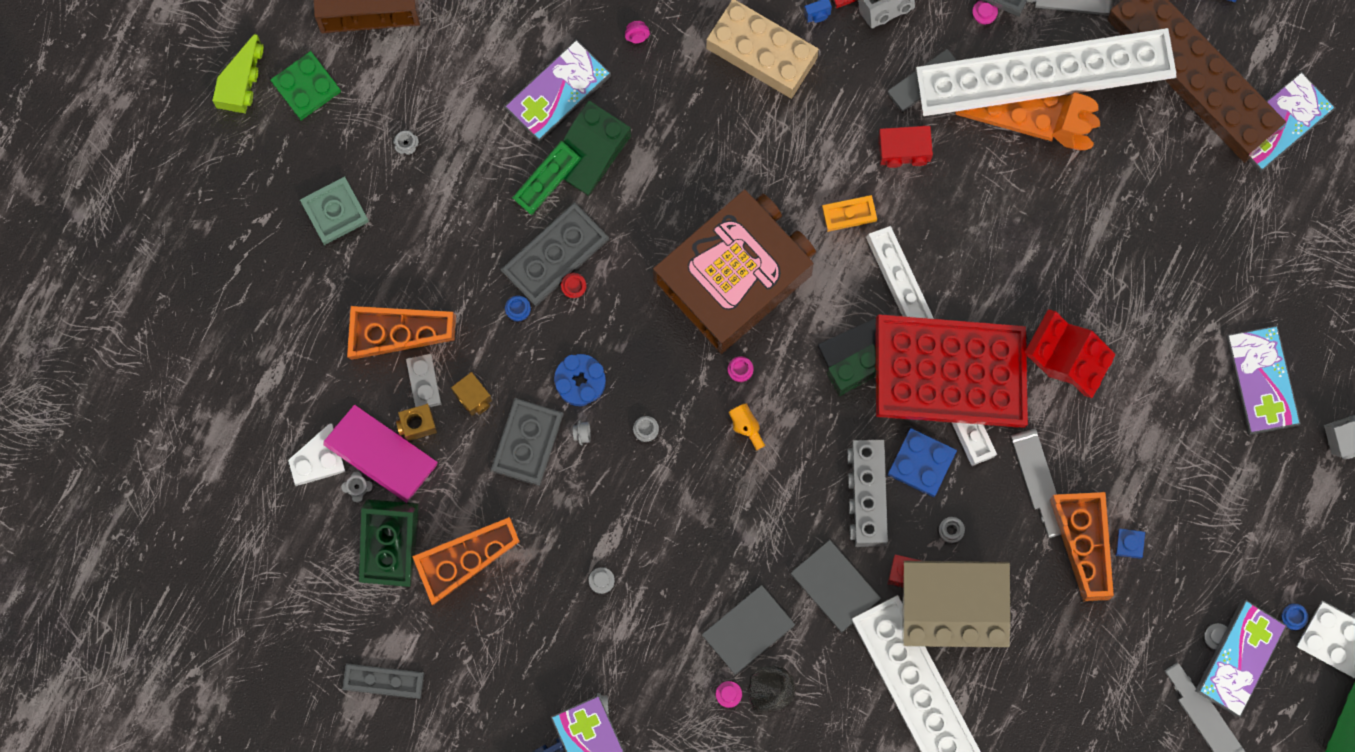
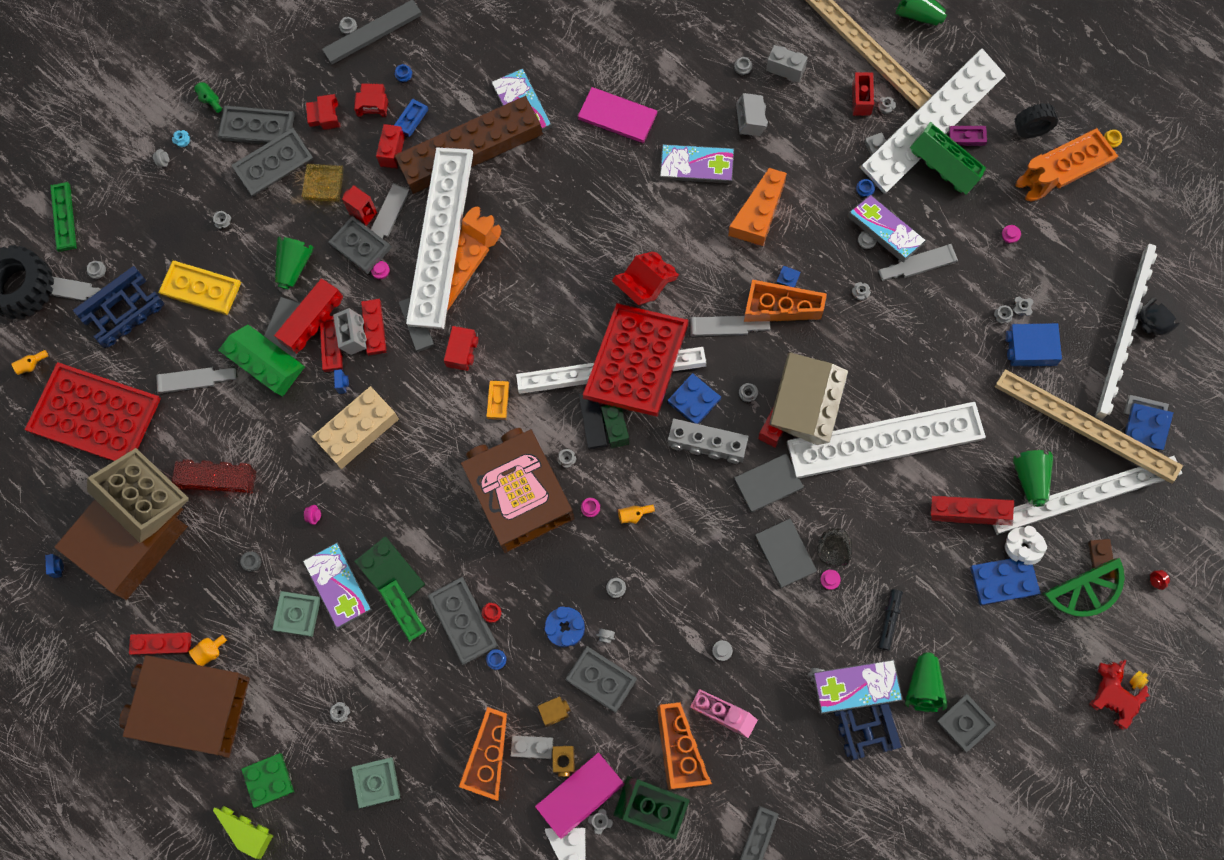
camera: 70 degrees left, 5 degrees down
(509, 54) = (296, 614): none -> sand green plate
(523, 602) = (724, 713): none -> bright pink slope
(799, 315) = (566, 453): none -> light grey plate
(905, 28) = (374, 327): none -> red plate
(1139, 652) = (861, 295): none -> light grey plate
(1212, 479) = (758, 212): none -> orange wedge
(1304, 254) = (617, 115): none -> dark pink tile

